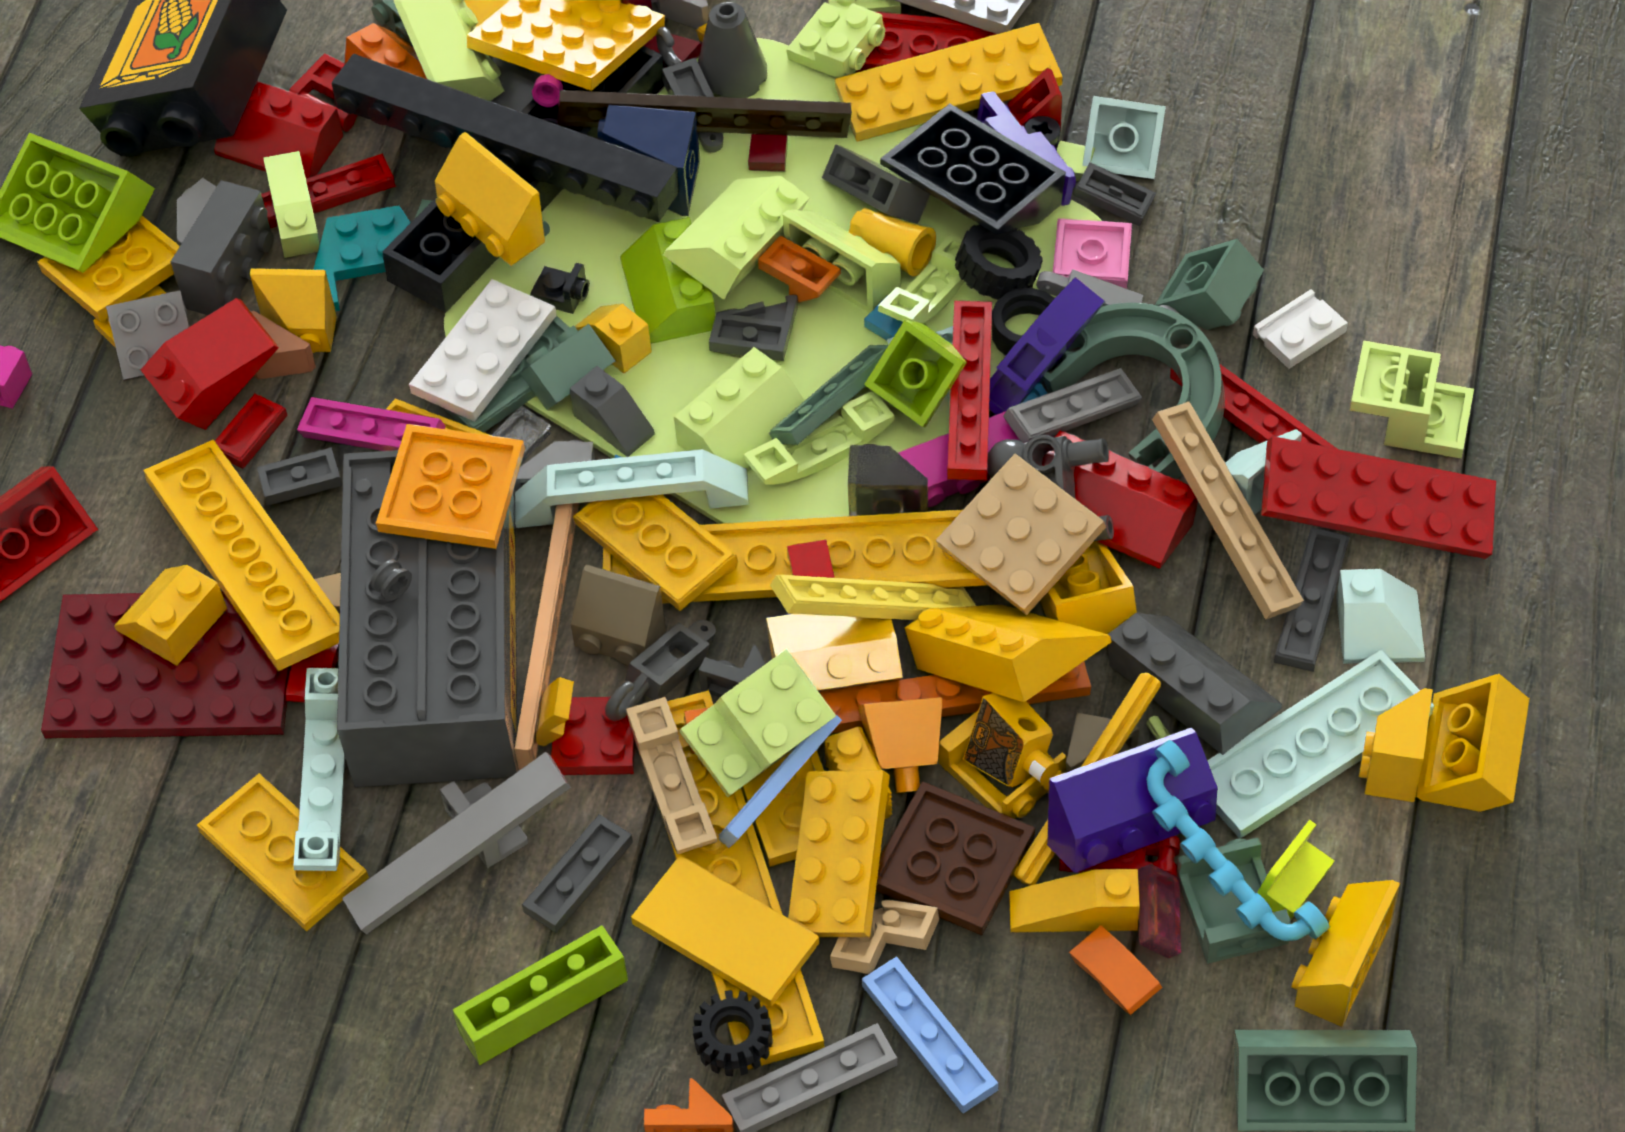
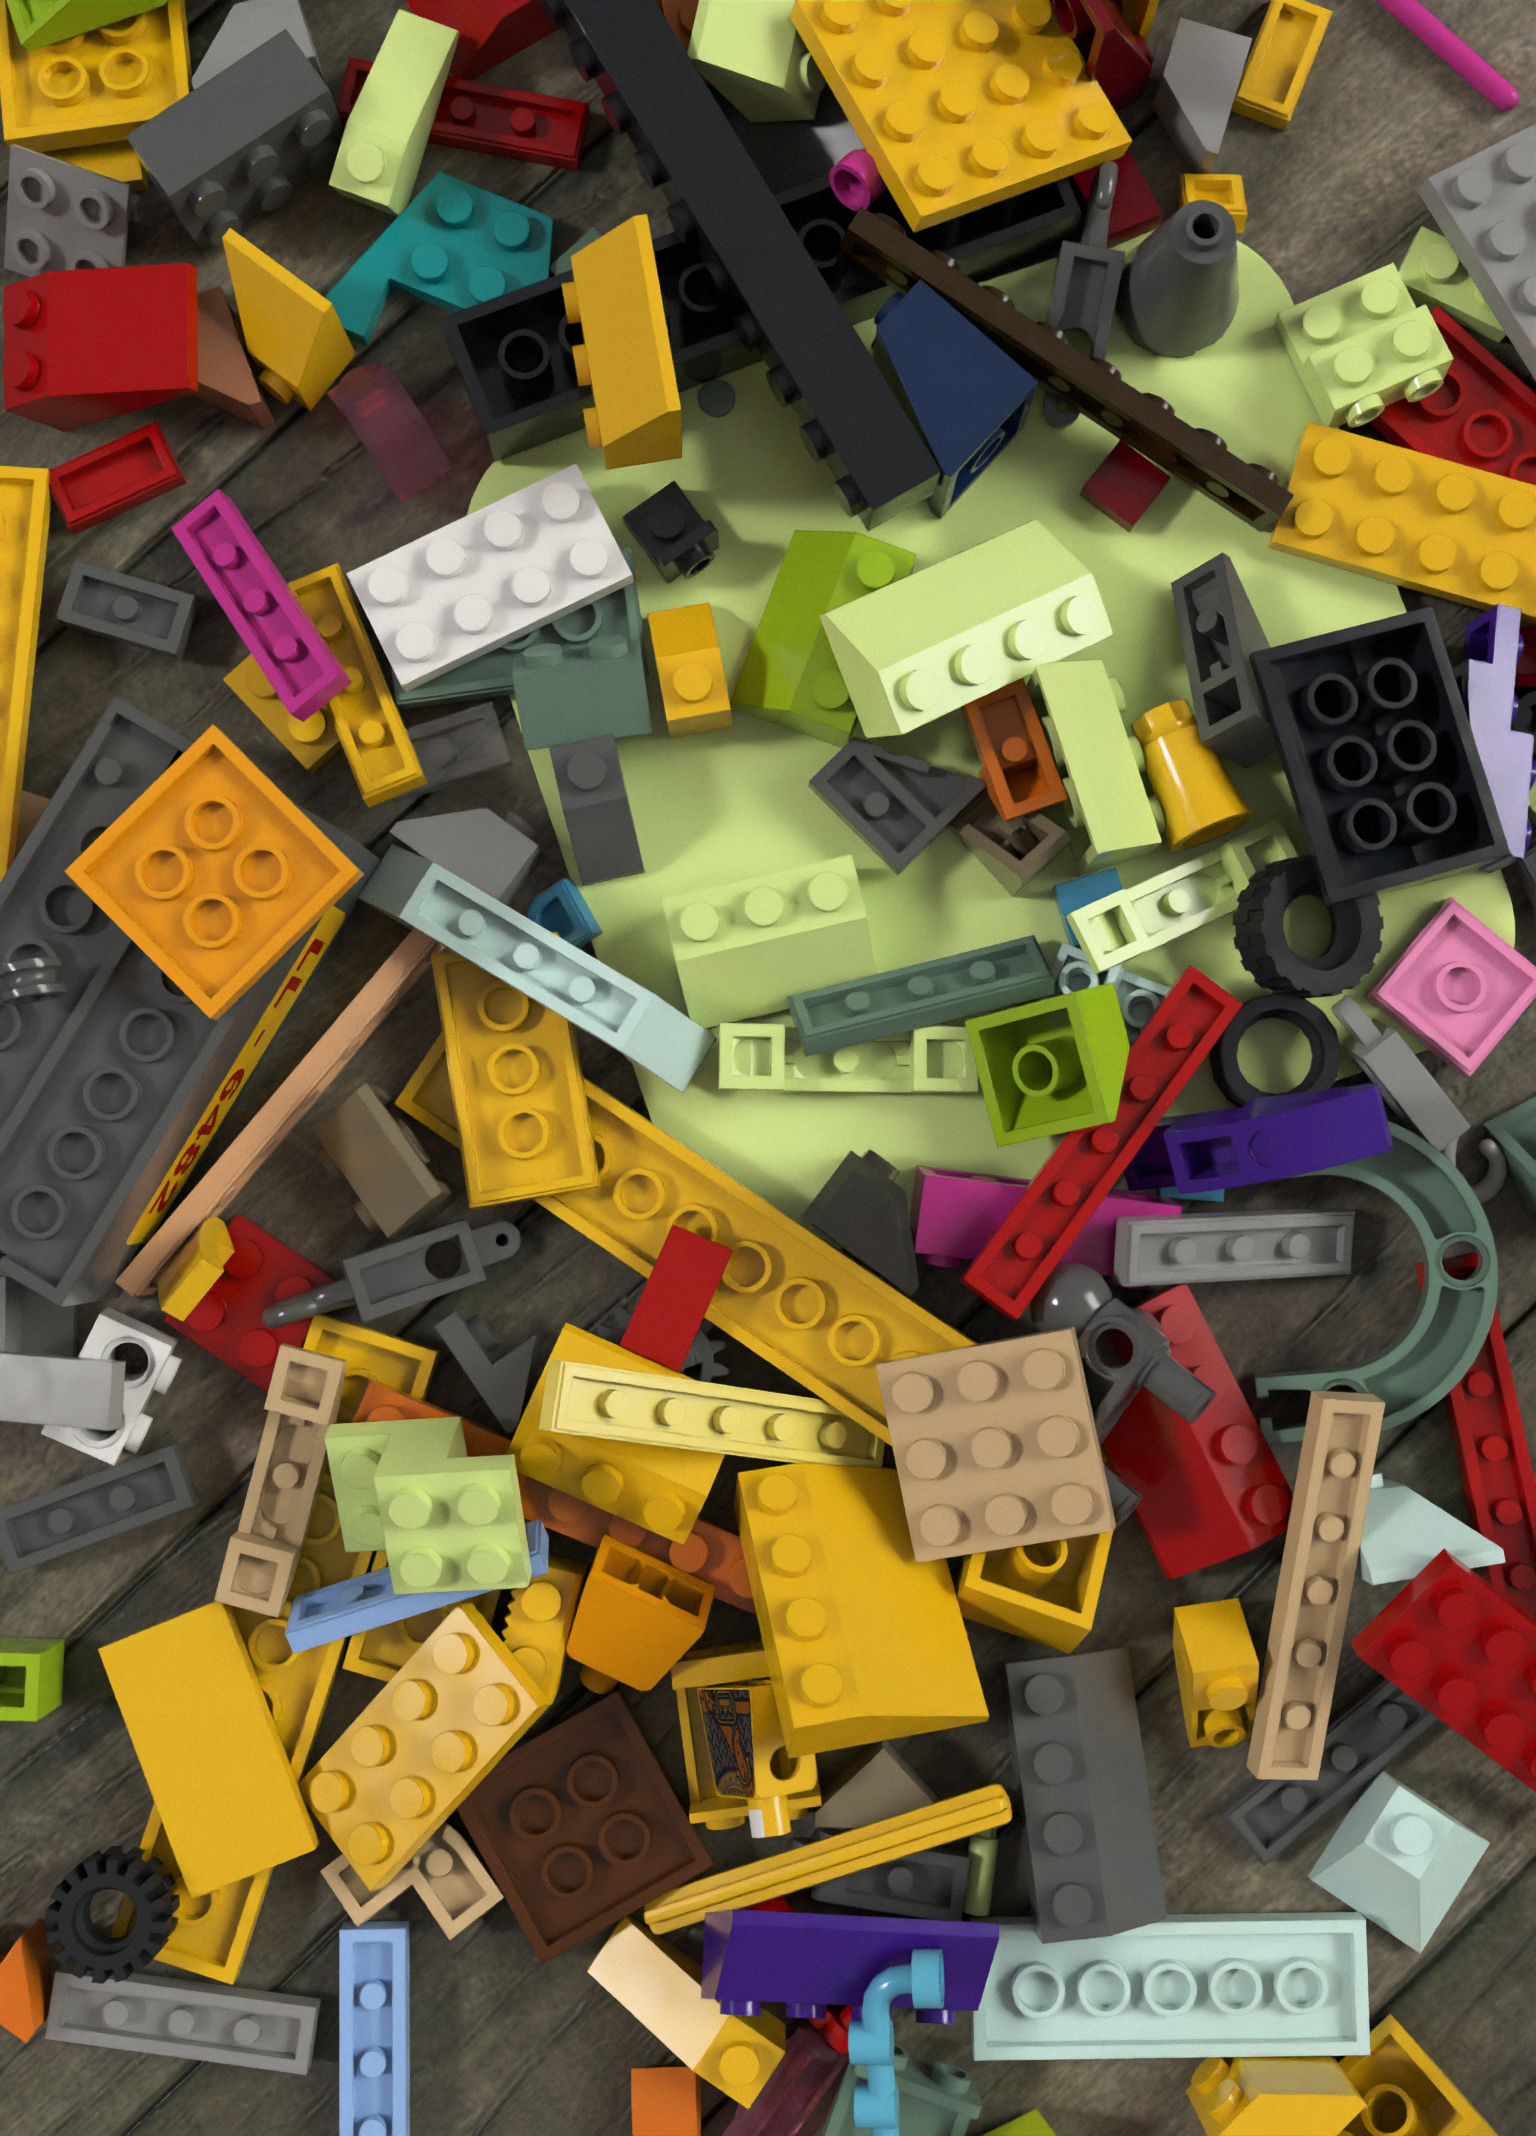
camera: 30 degrees right, 30 degrees up
(384, 321) = (390, 429): none -> clear pink brick
(541, 838) = (107, 1333): none -> white brick
(830, 313) = (1010, 849): none -> dark tan slope
(1218, 593) = (1215, 1672): none -> yellow slope

